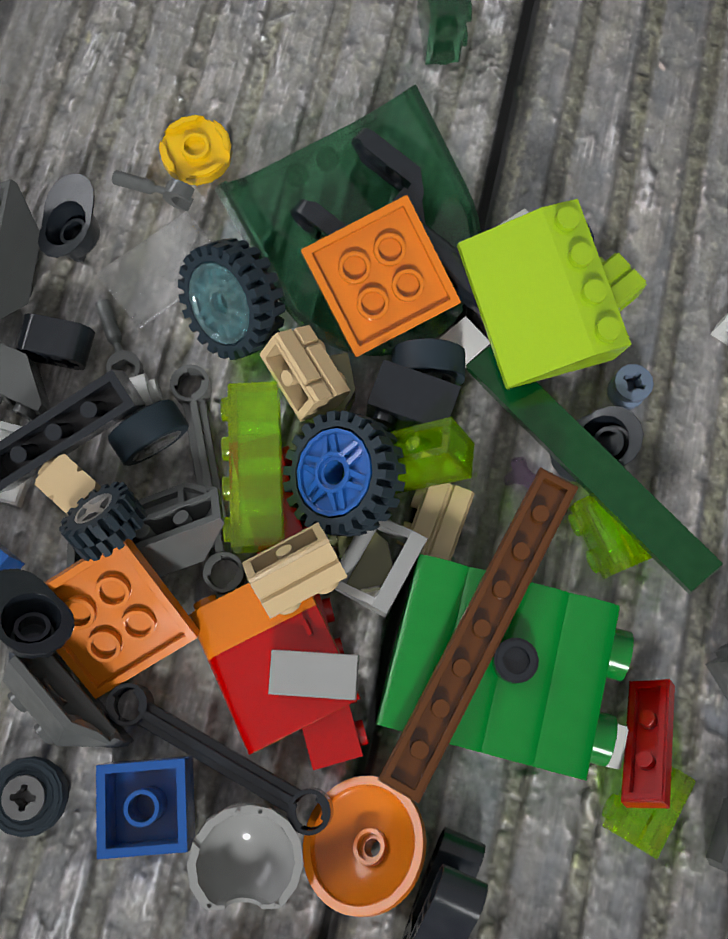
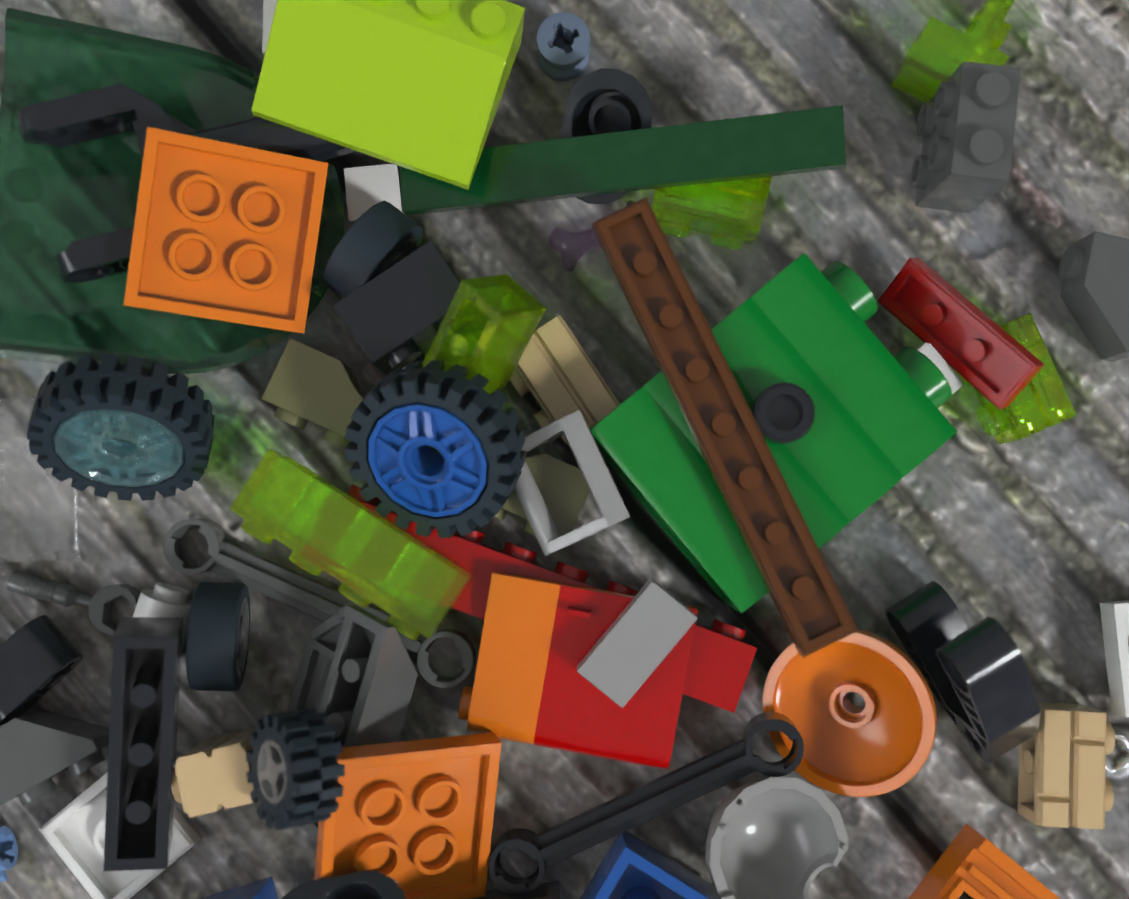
camera: 50 degrees left, 10 degrees up
(294, 571) = (508, 586): tan brick -> none
(304, 372) = (280, 407): tan brick -> none

